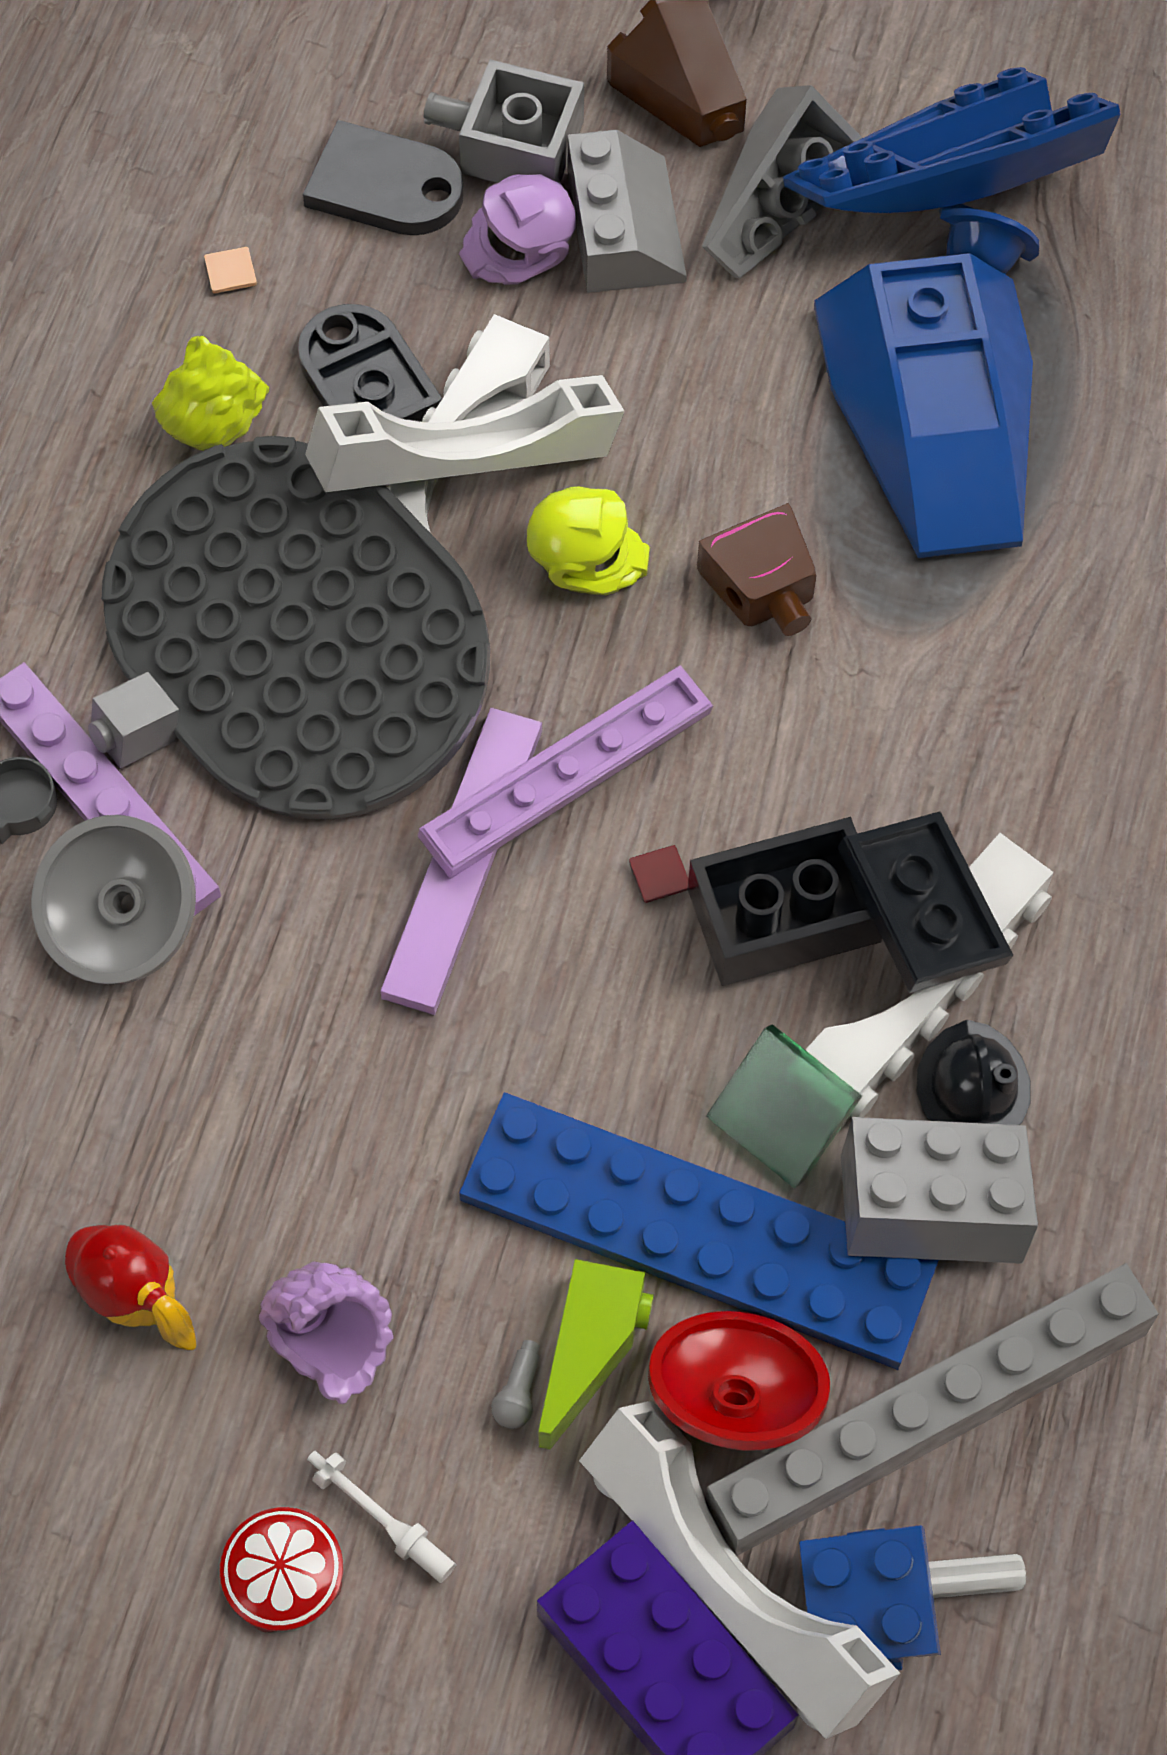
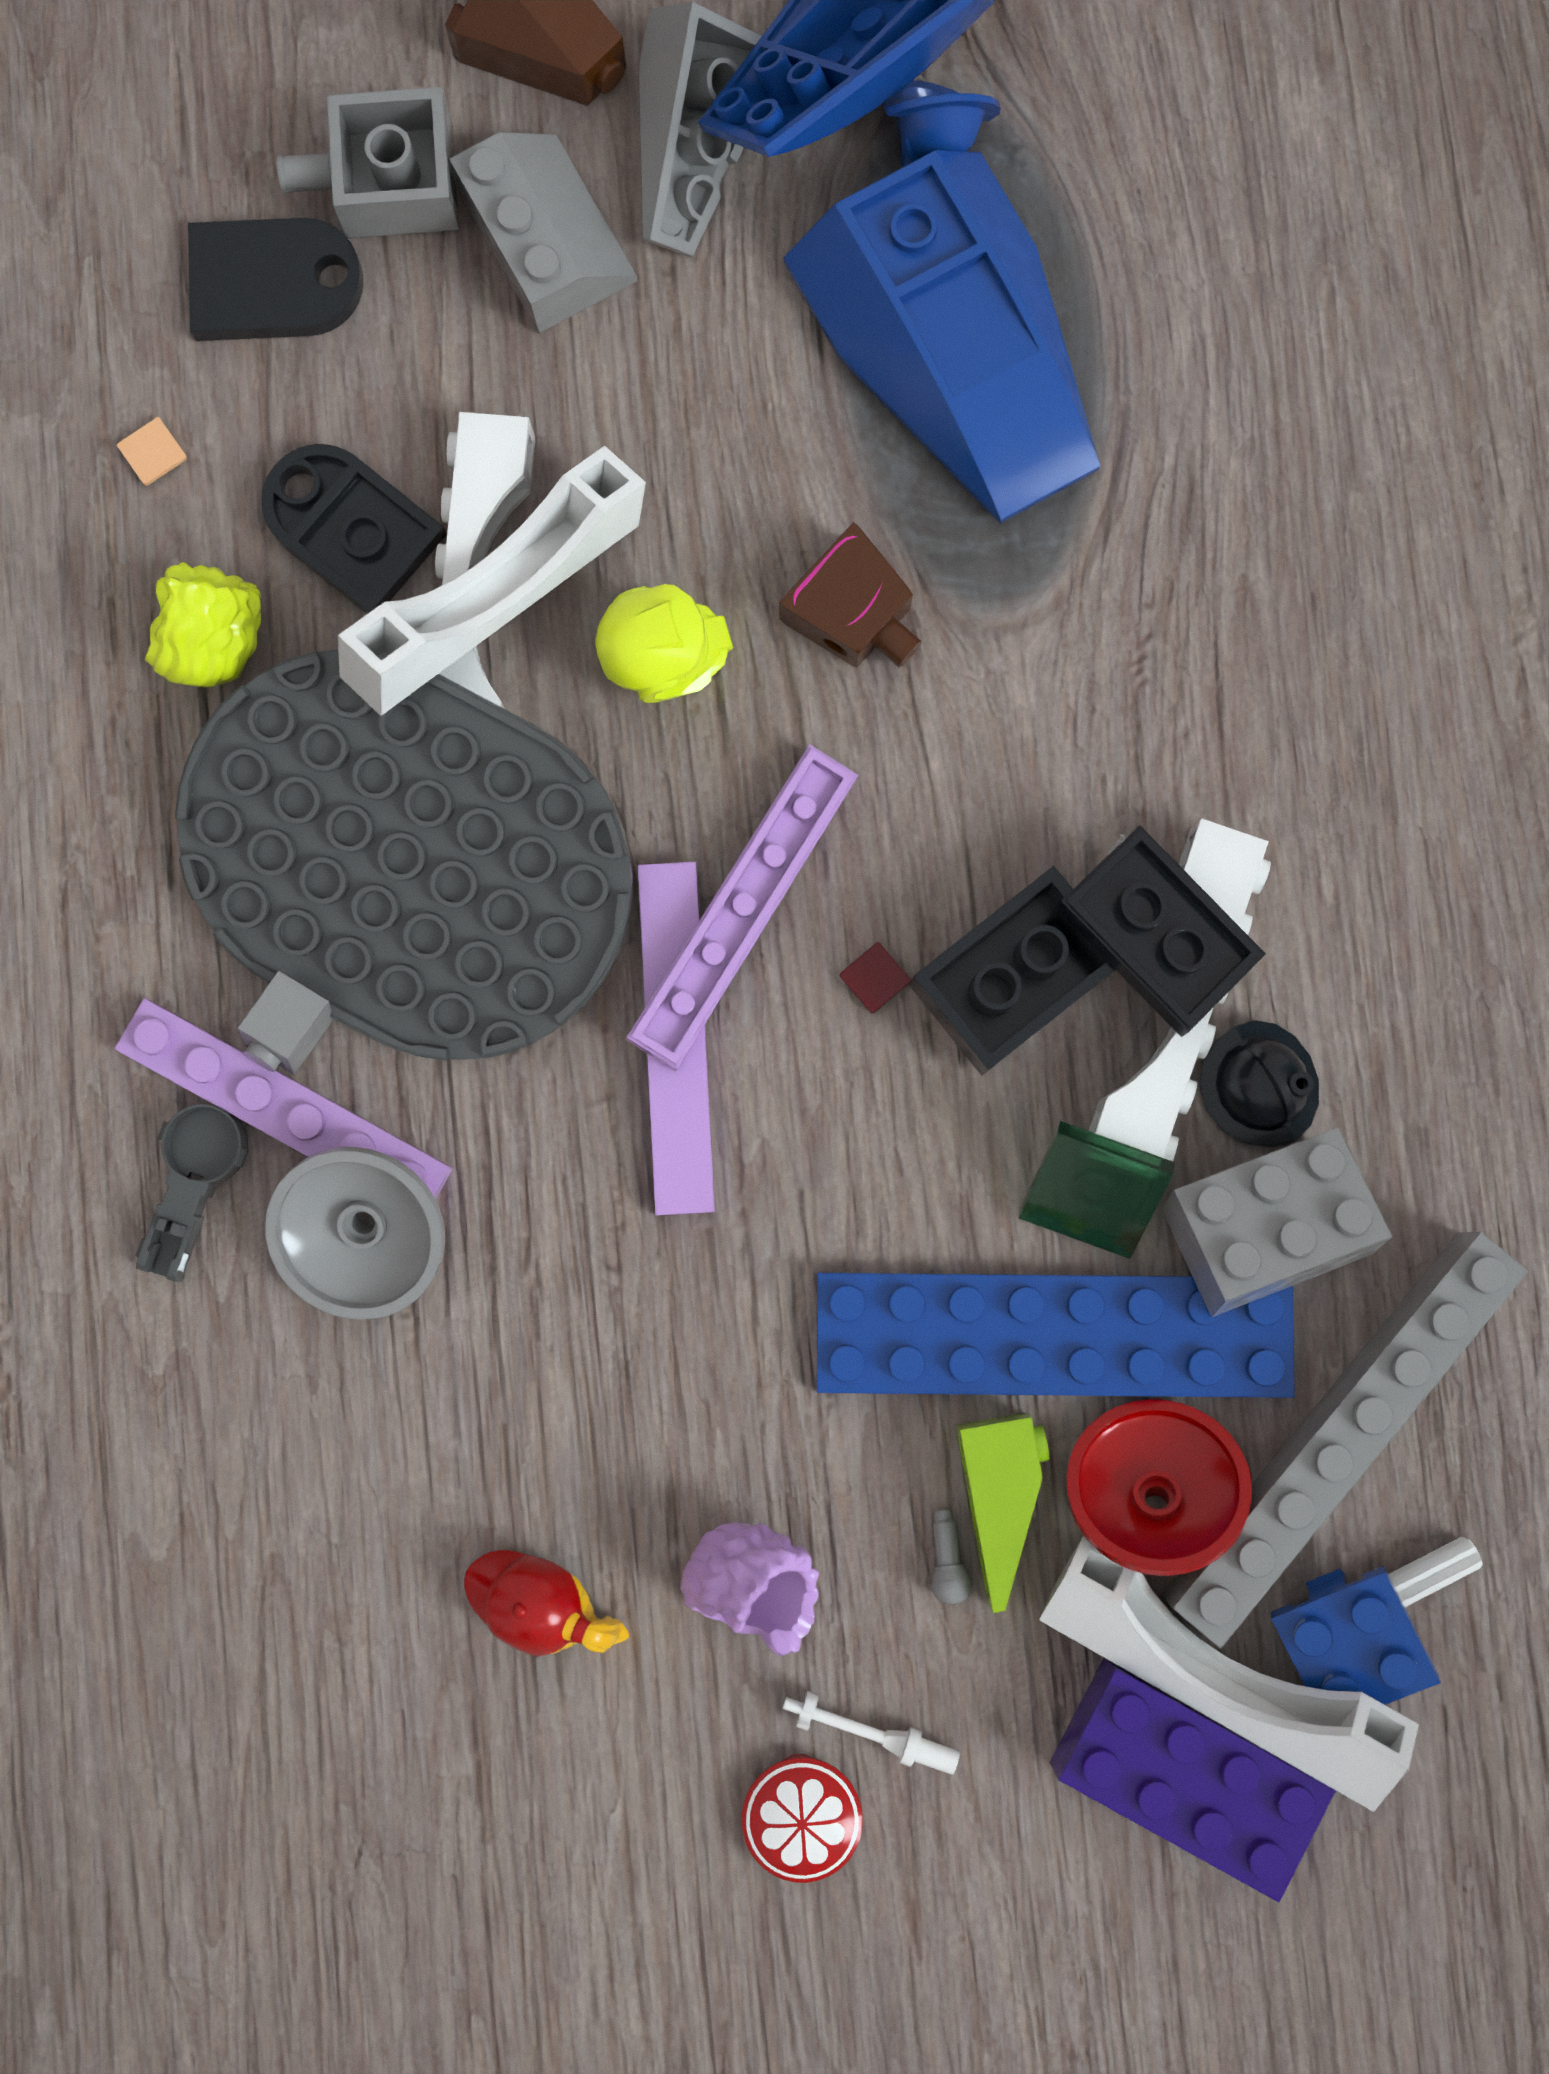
camera: 20 degrees left, 20 degrees up
(527, 215) = (448, 279): lavender helmet -> none

